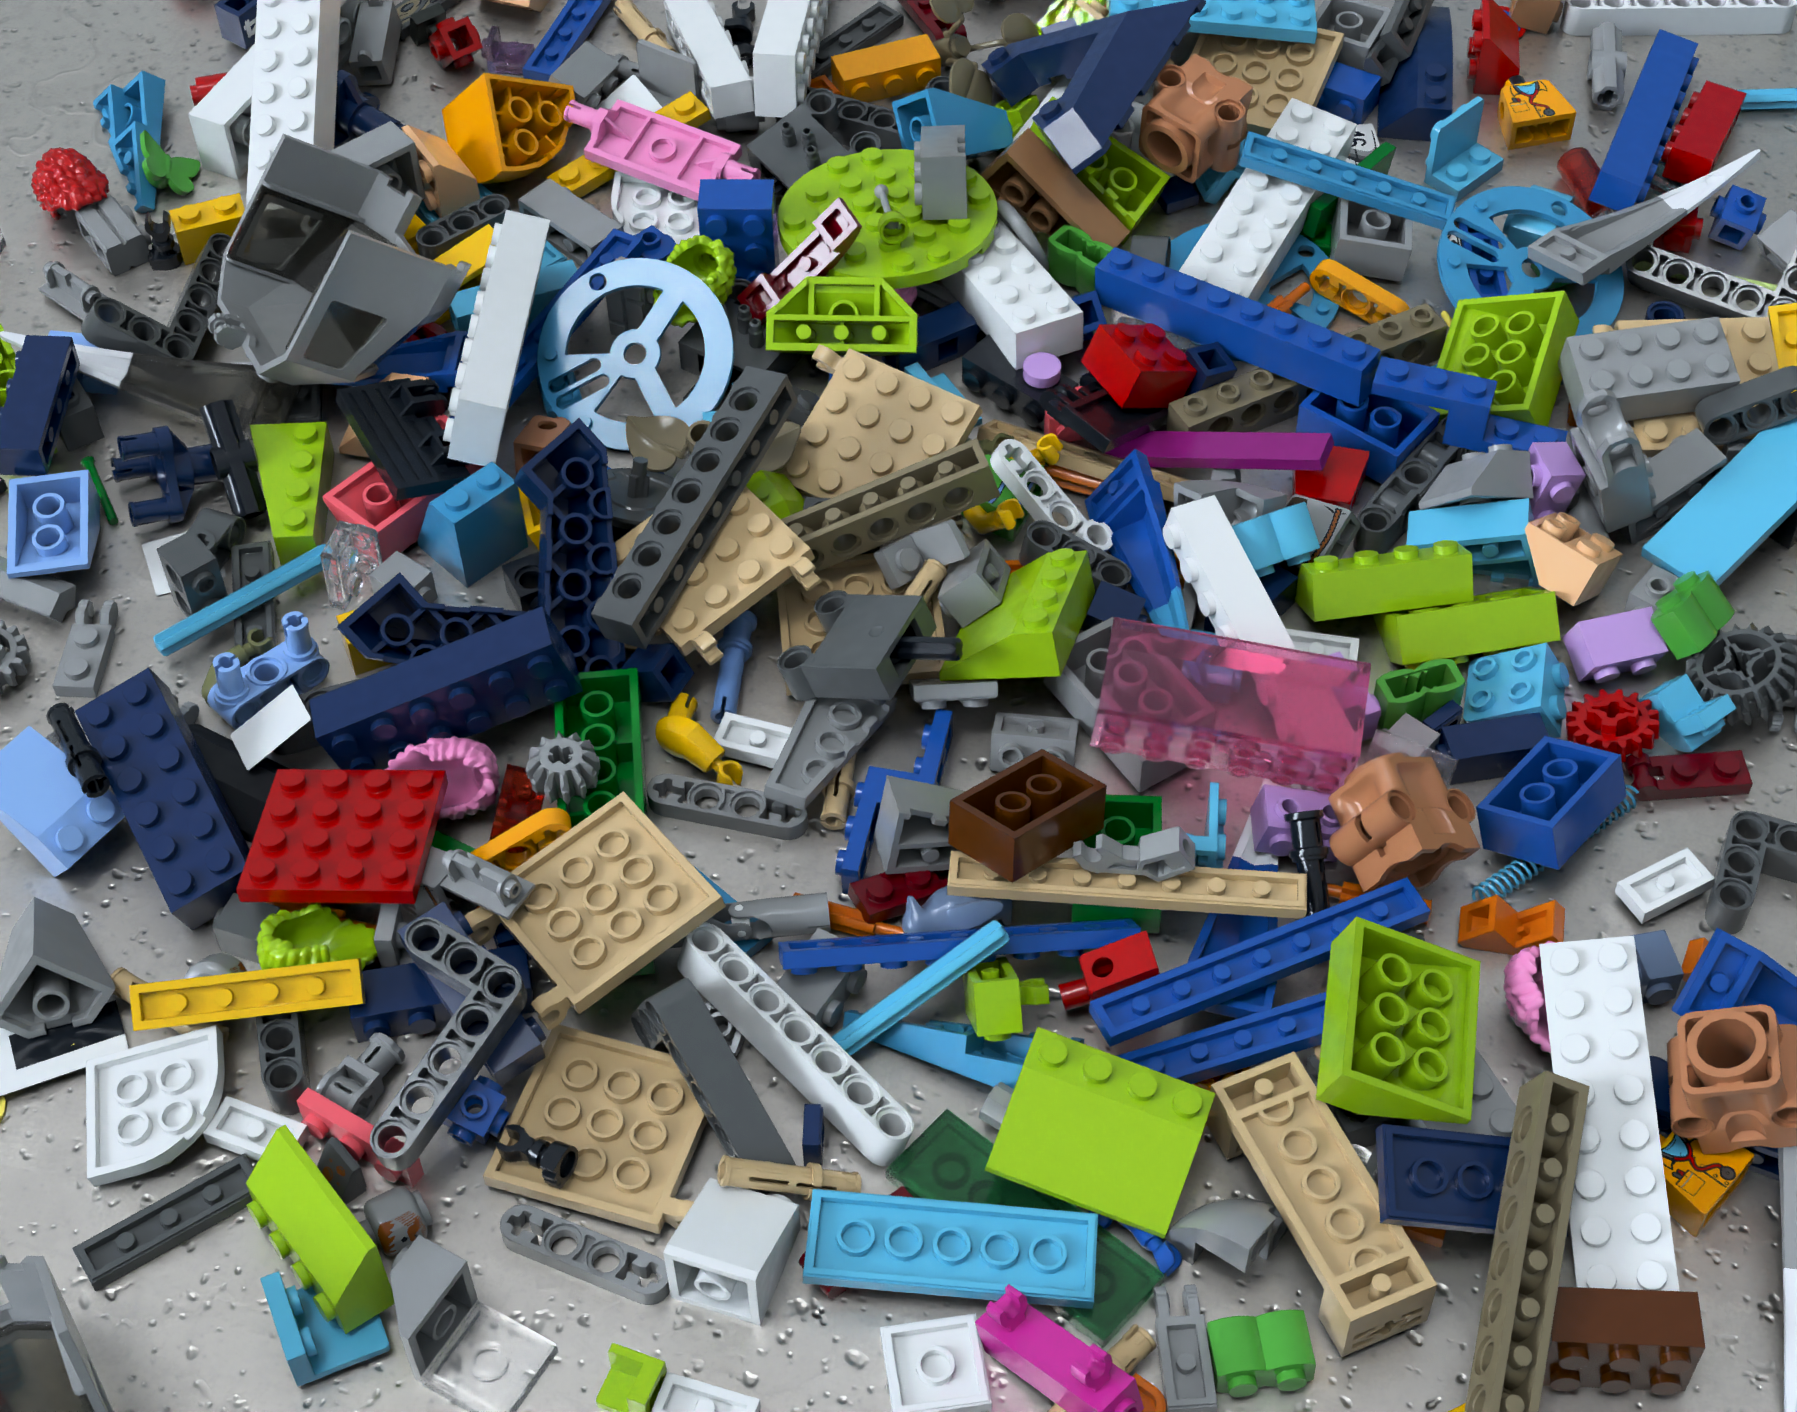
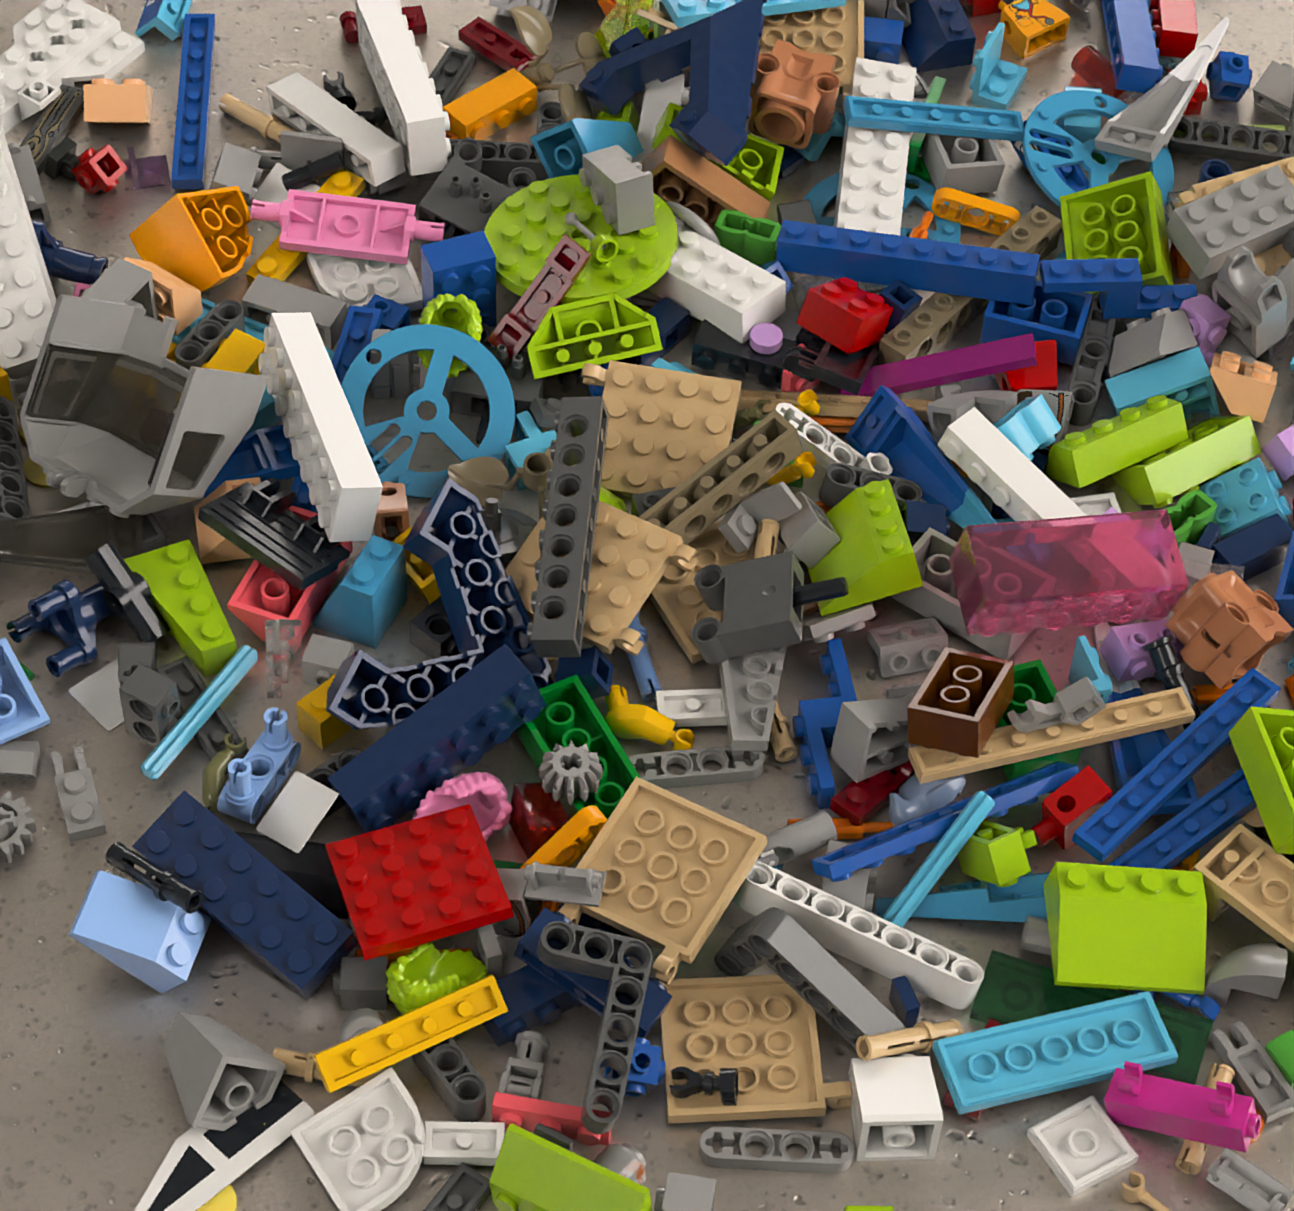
camera: 25 degrees left, 0 degrees up
(659, 90) = (313, 172): none -> black axle

